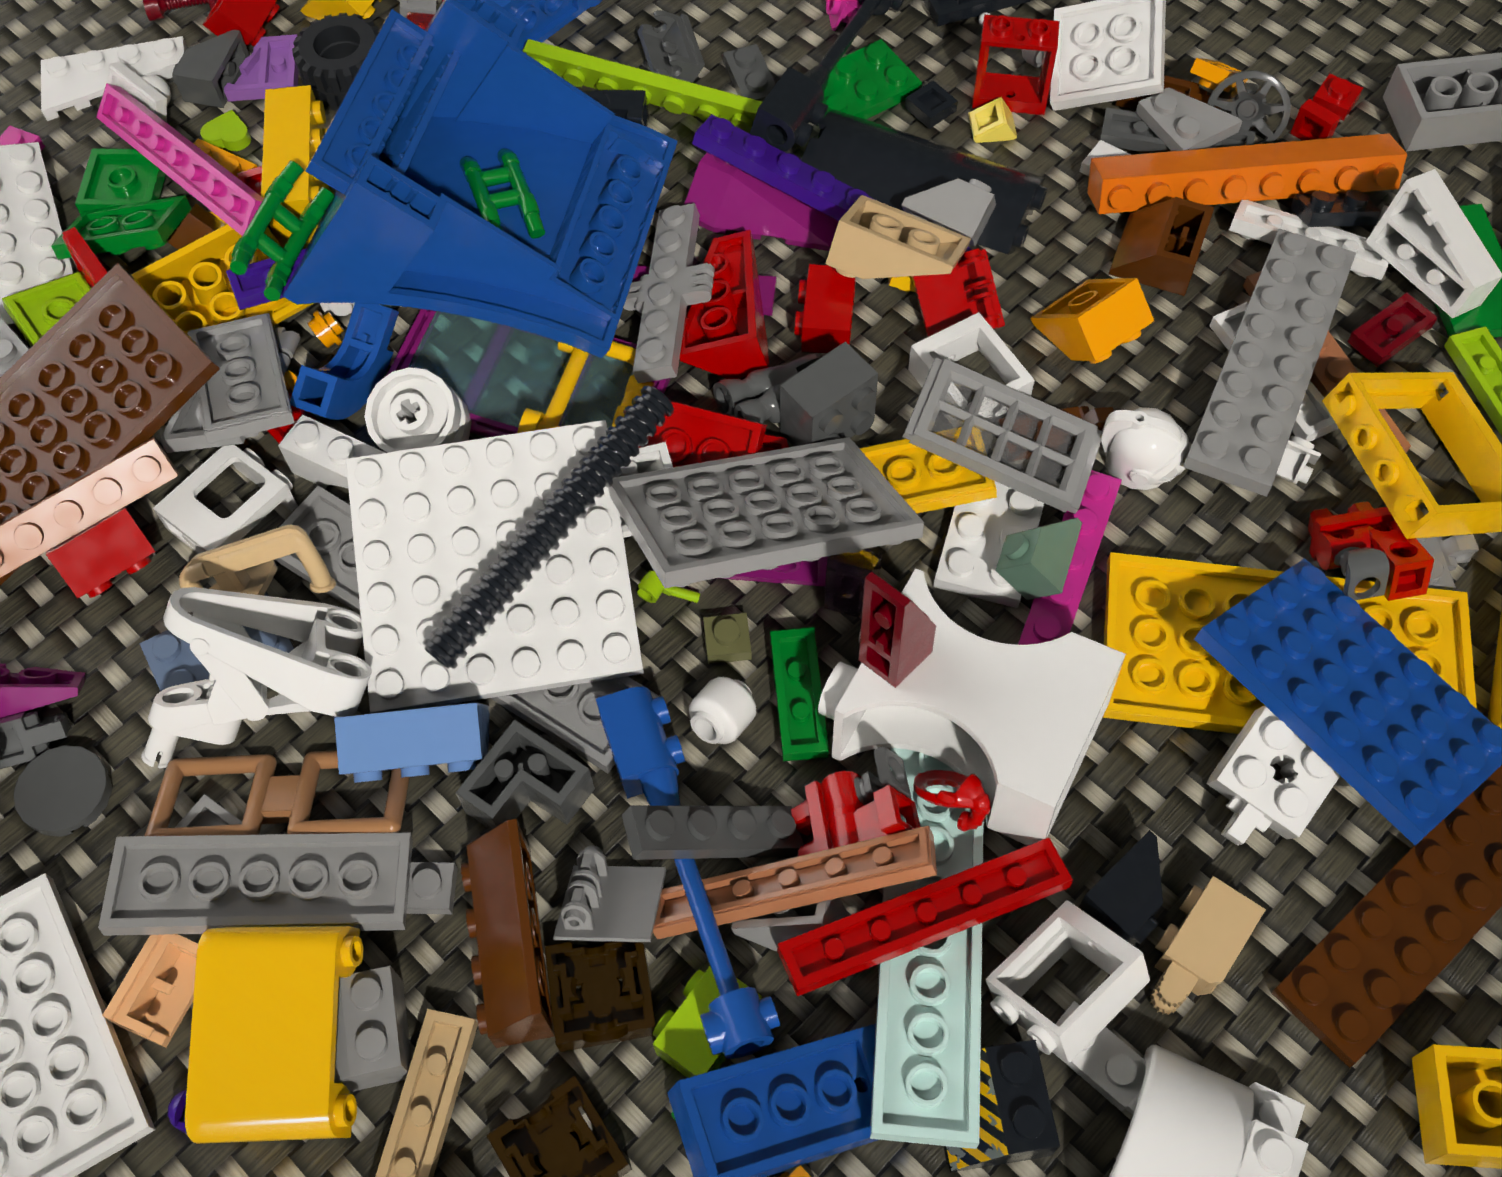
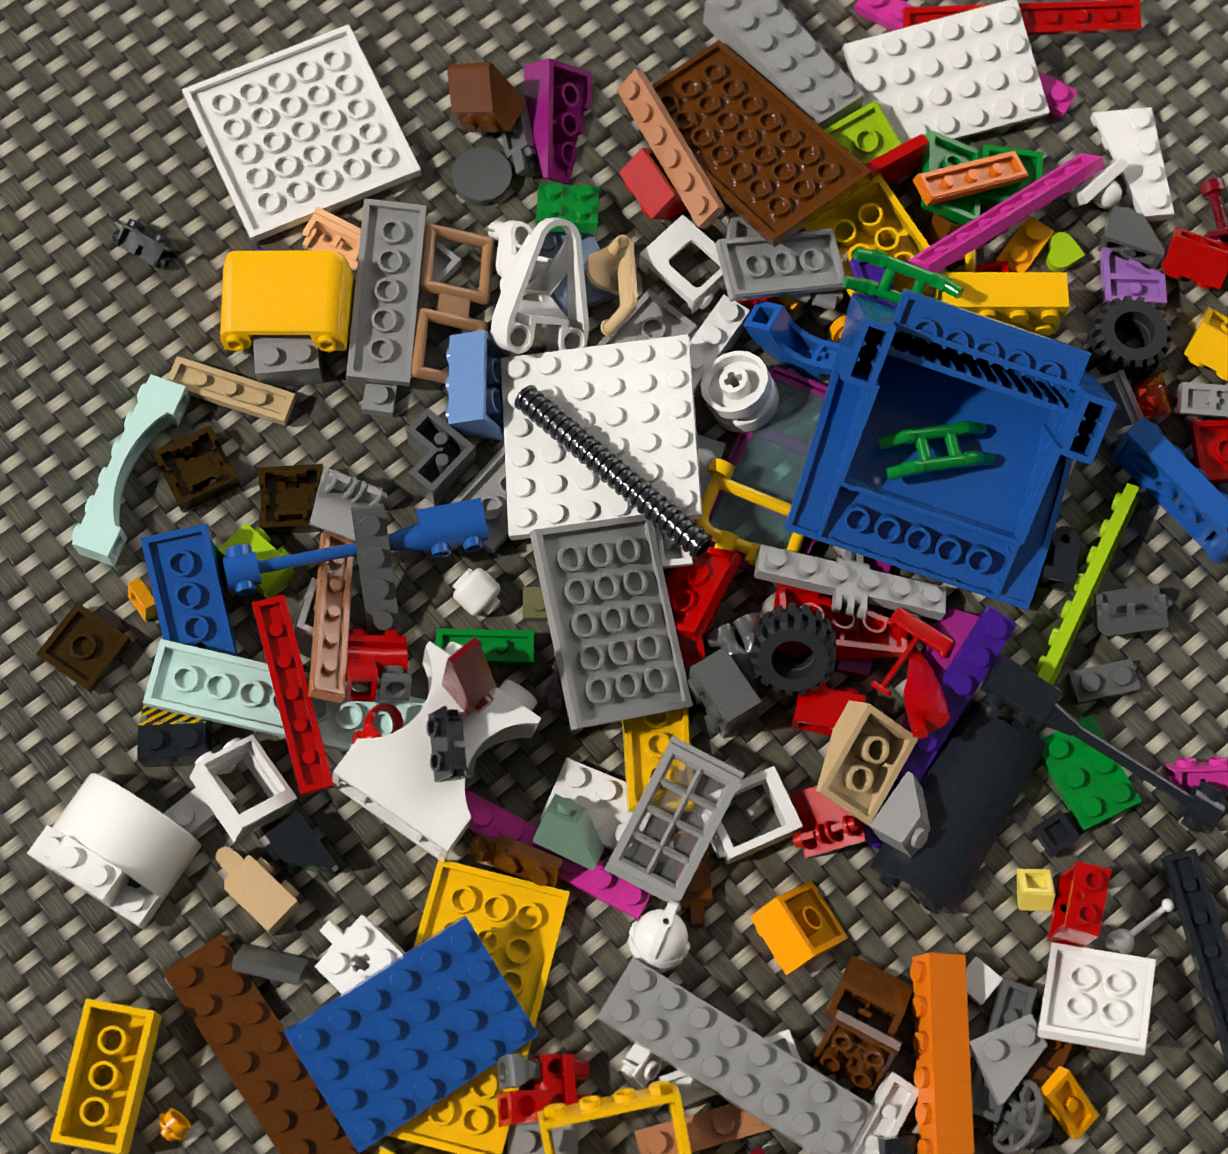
camera: 90 degrees right, 10 degrees up
(126, 198) = (970, 178): none -> orange tile
(128, 661) = (571, 203): none -> green plate
(508, 938) = (333, 443): reddish brown slope -> none
(724, 216) = (920, 631): none -> red piece
(772, 315) = (794, 672): none -> black tyre
(814, 192) = (923, 697): none -> red piece
(987, 666) = (443, 729): none -> black hinge
(1086, 597) = (518, 859): none -> reddish brown hinge
(1225, 246) = (856, 1051): none -> reddish brown tile
(1302, 909) = (270, 964): none -> dark grey tile

